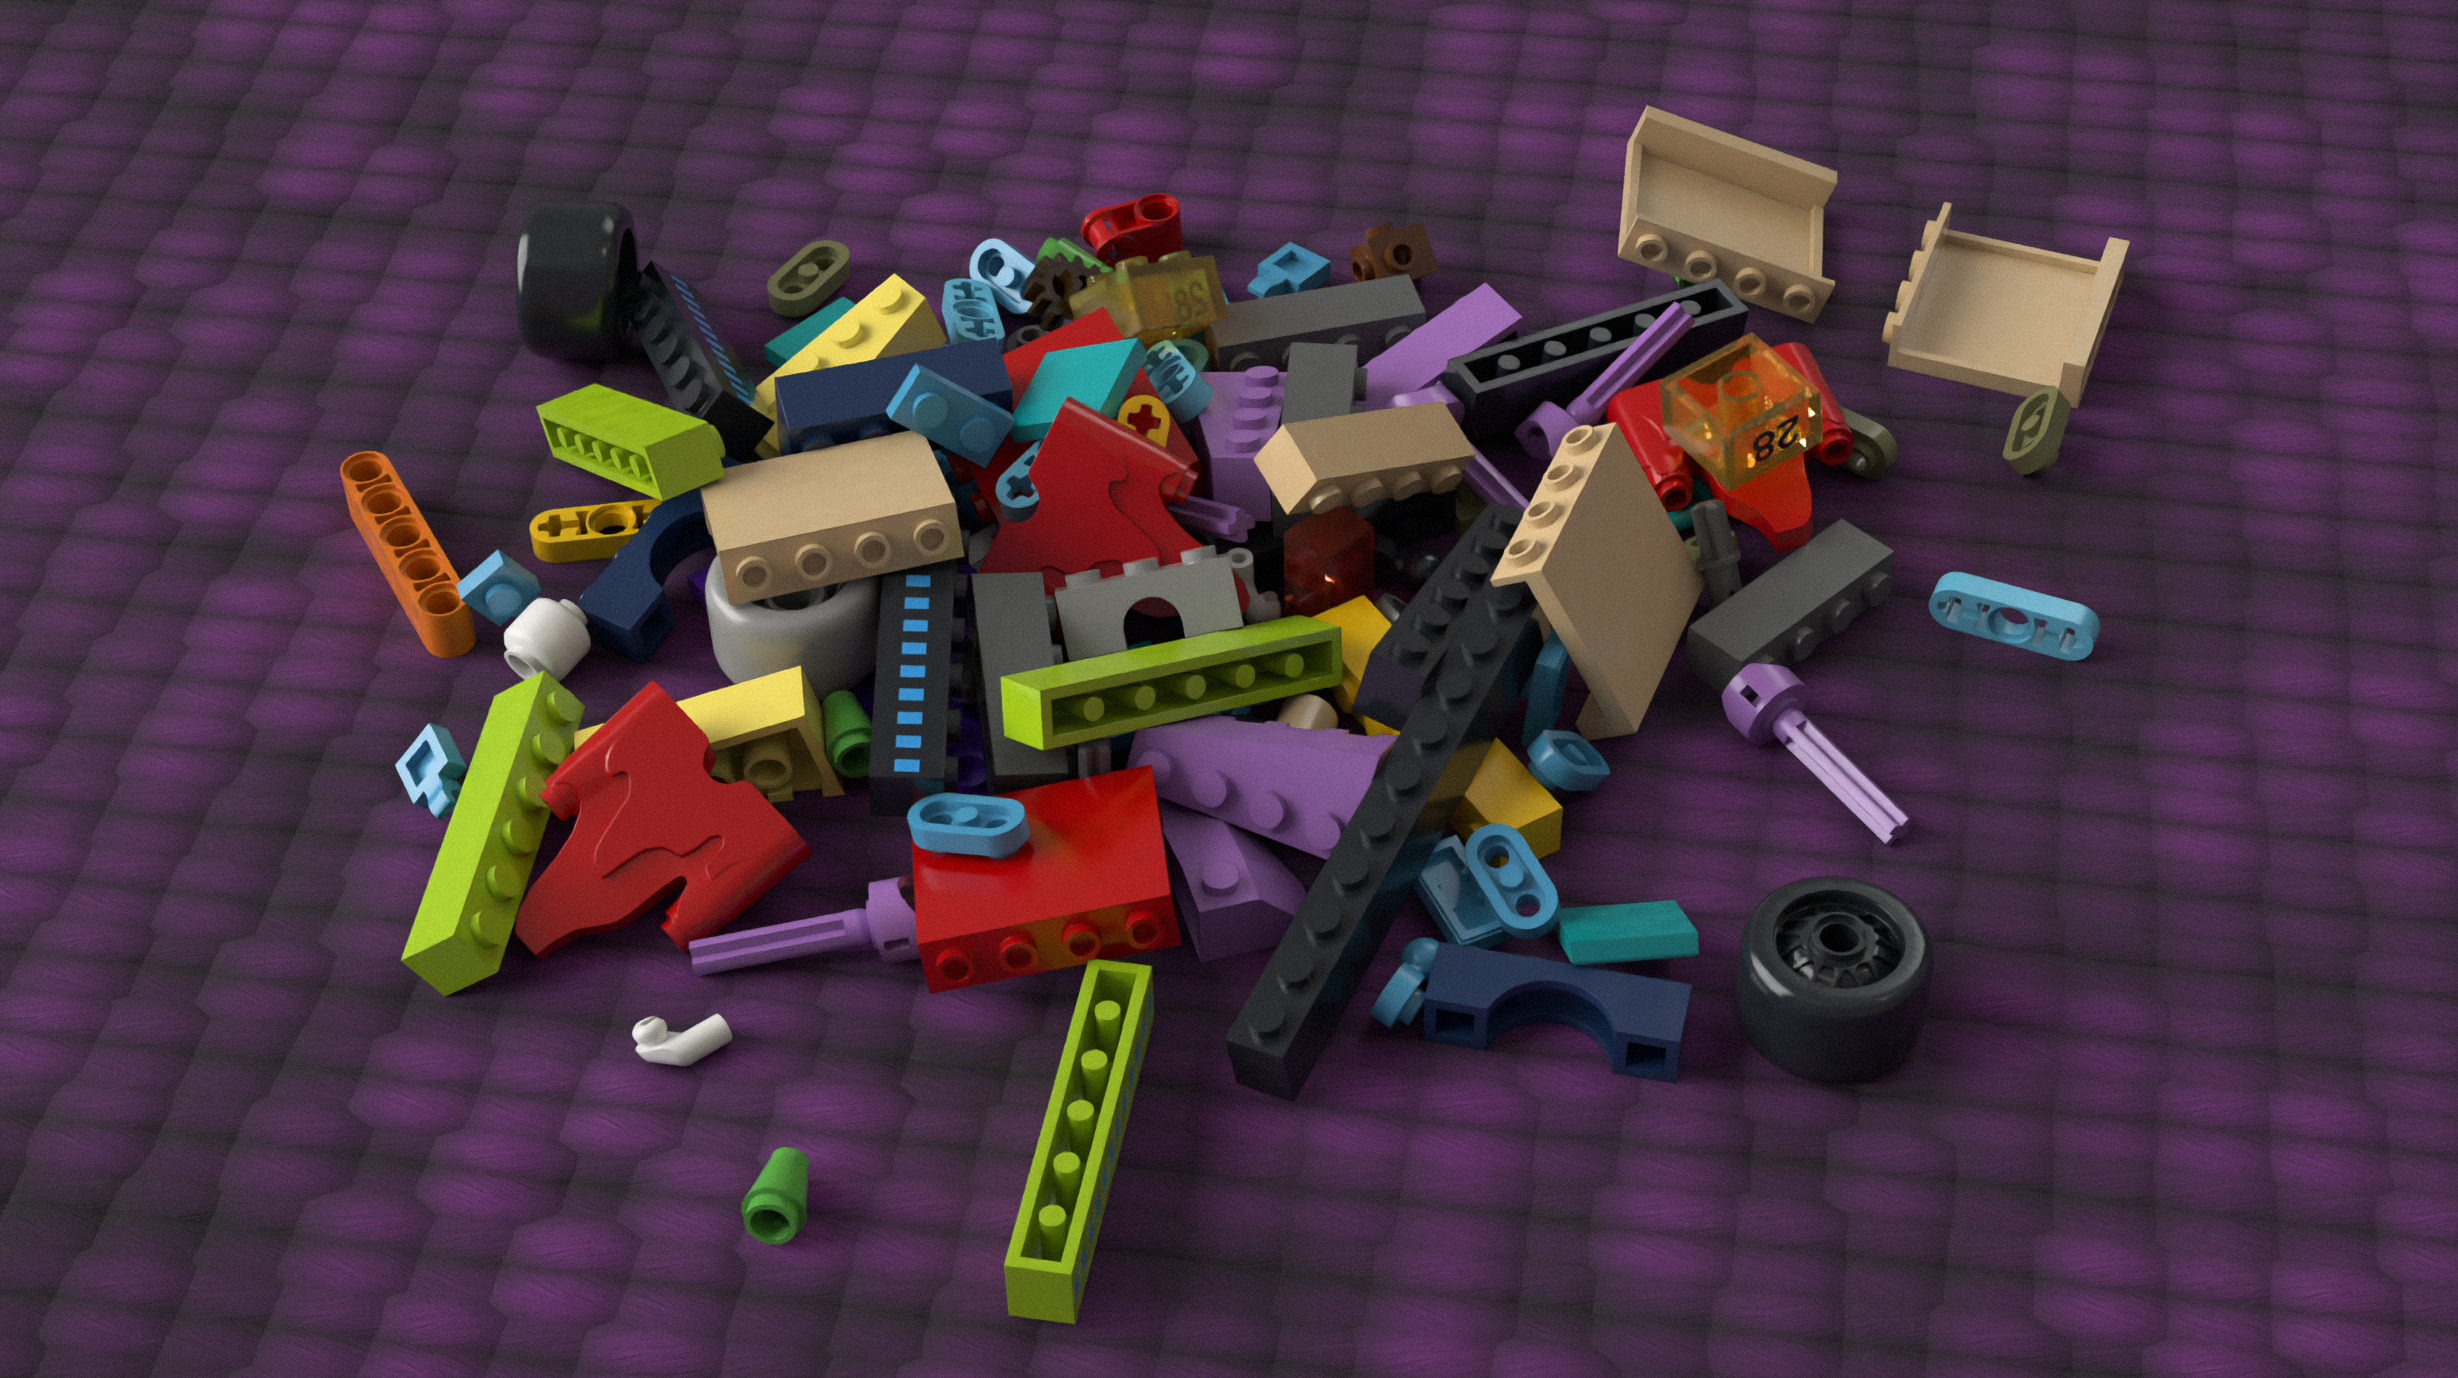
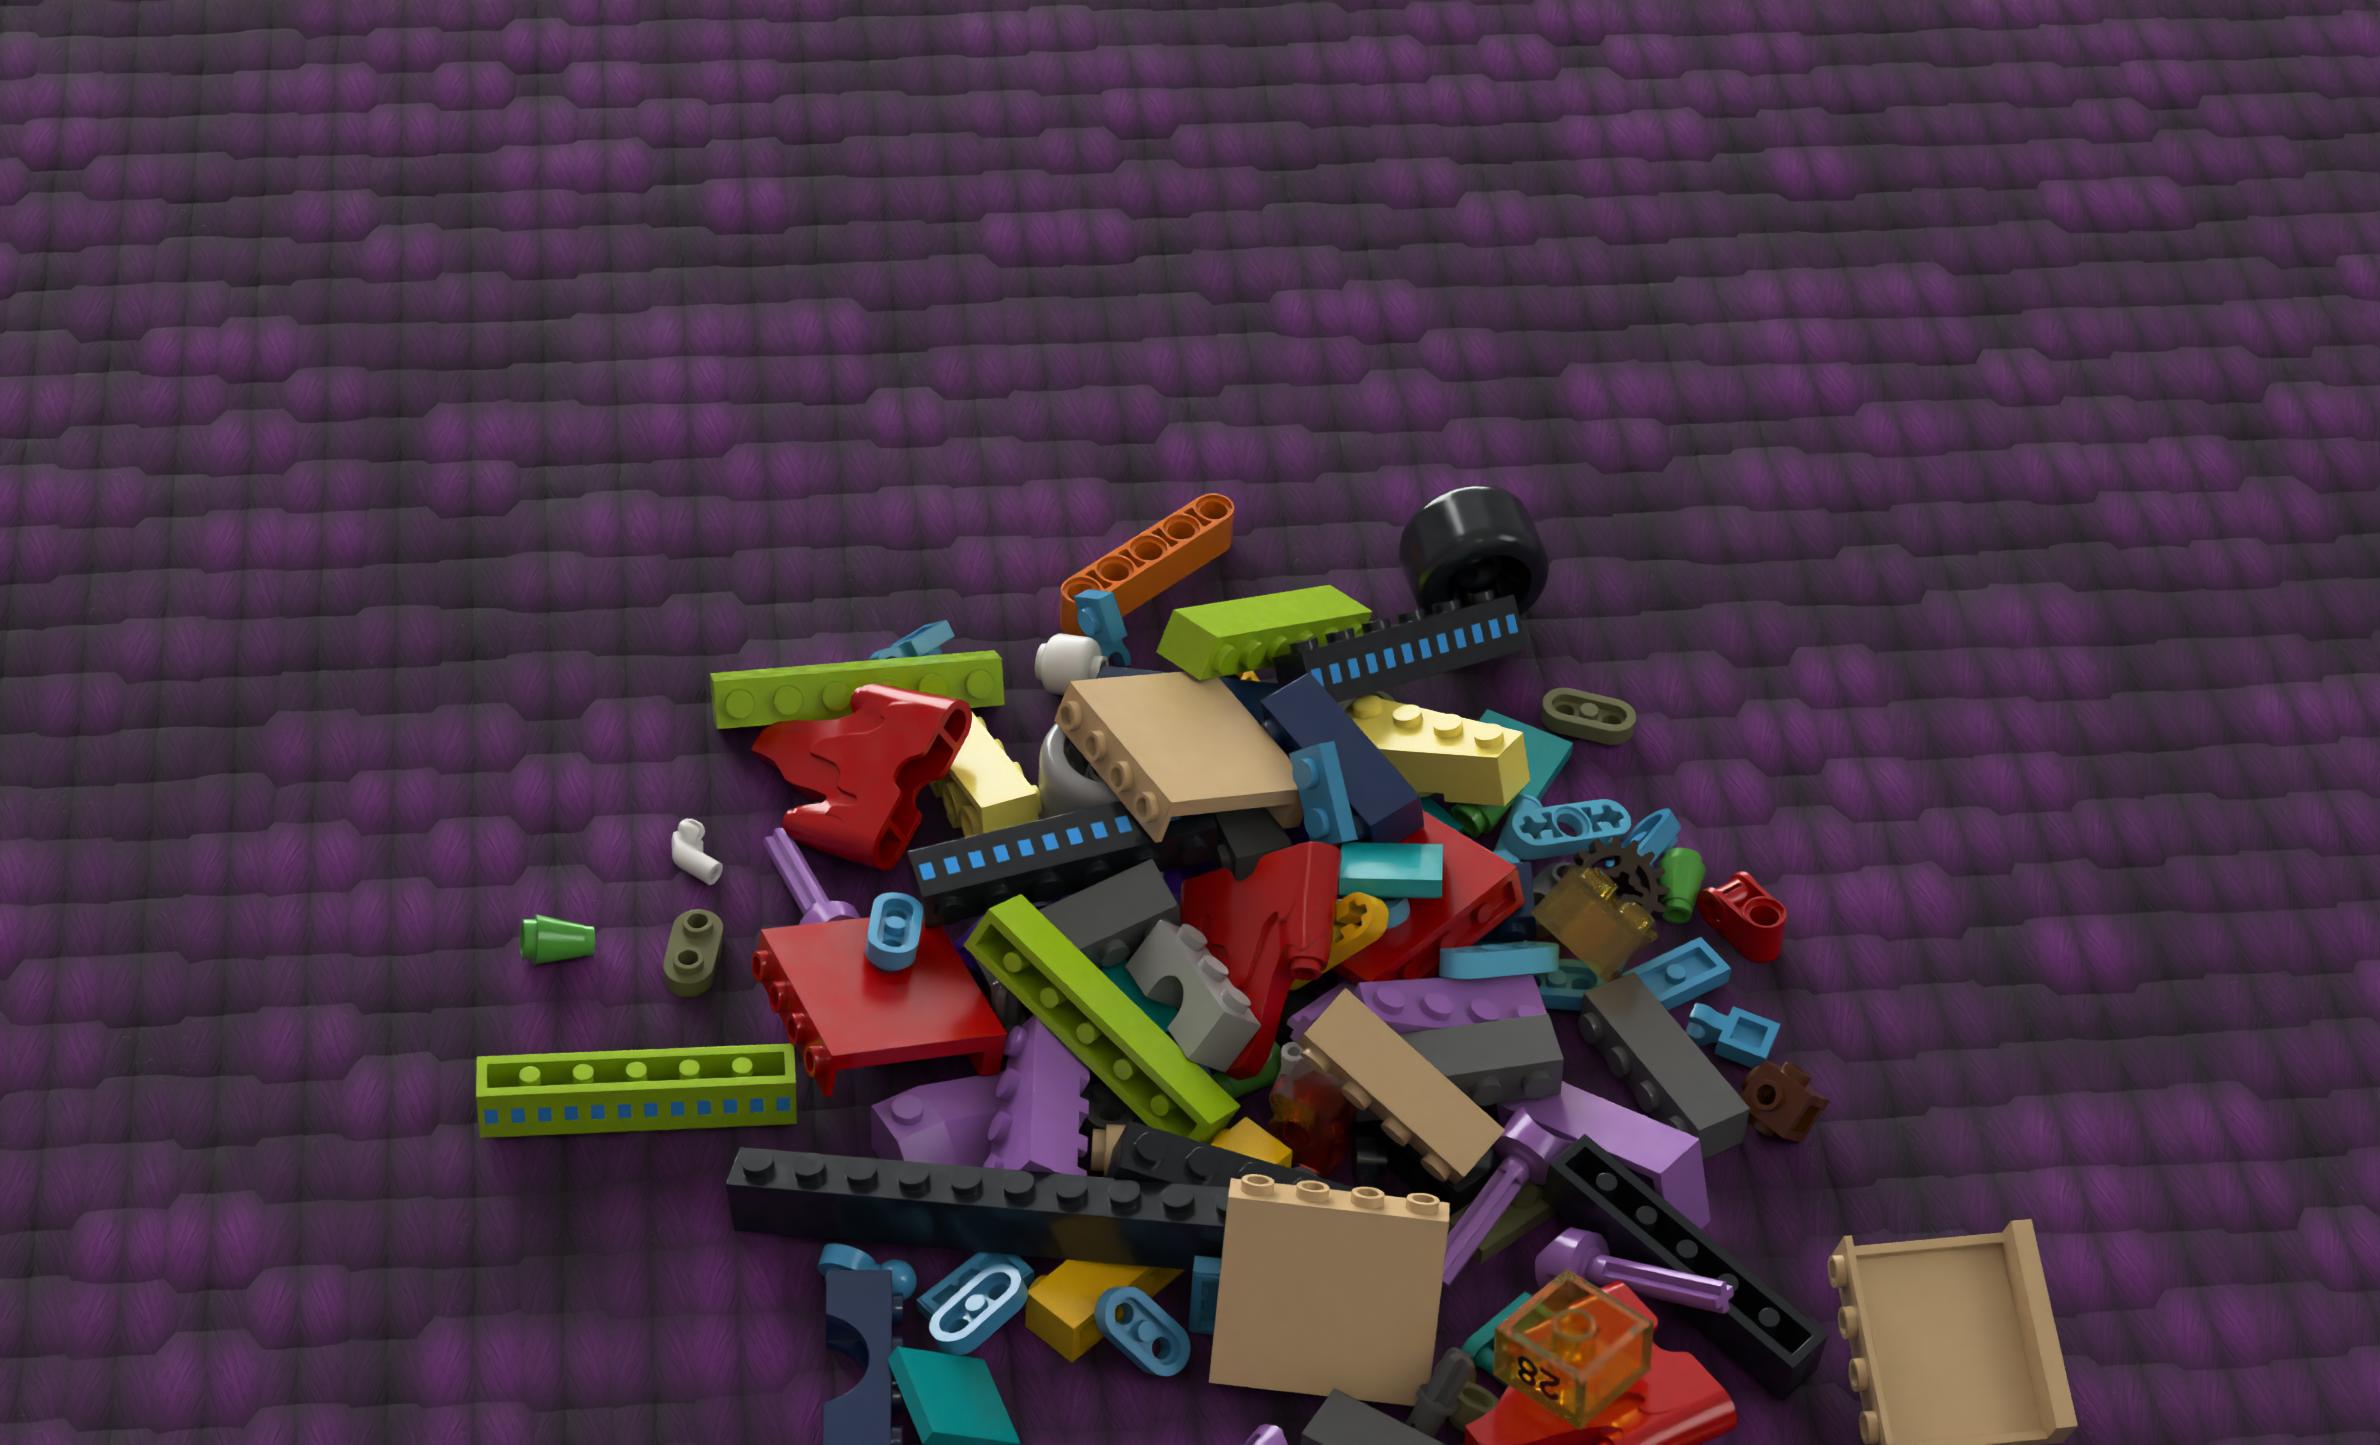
camera: 70 degrees right, 0 degrees up
(836, 1069) = (698, 943): none -> olive plate

